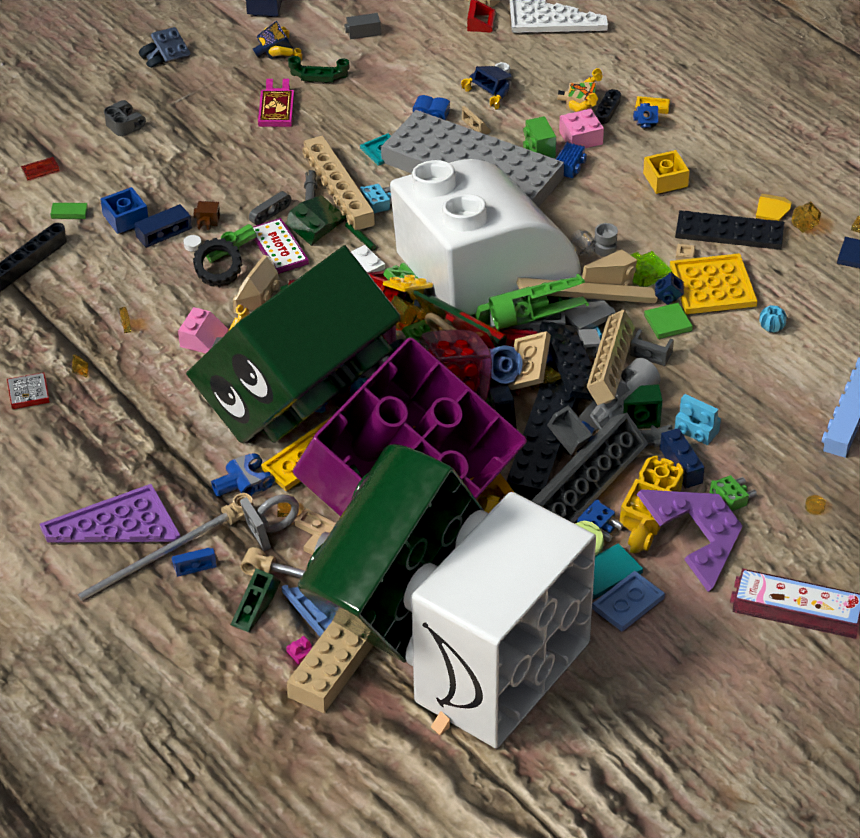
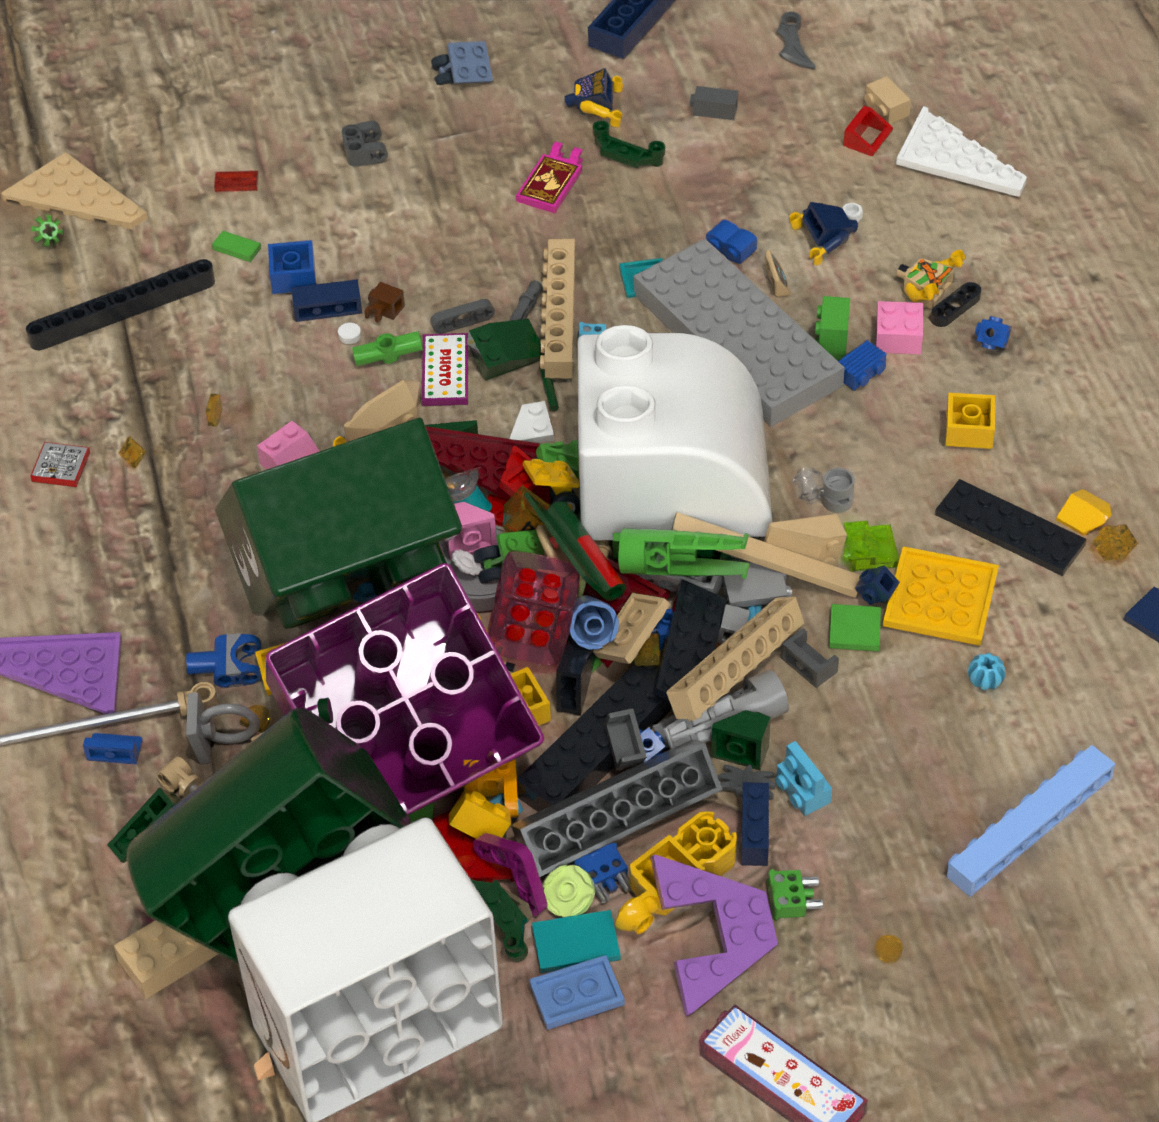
camera: 25 degrees right, 5 degrees up
(217, 245) = (347, 350): black tyre -> none
(663, 104) = (1019, 320): yellow tile -> none
(685, 252) = (934, 540): tan tile -> none

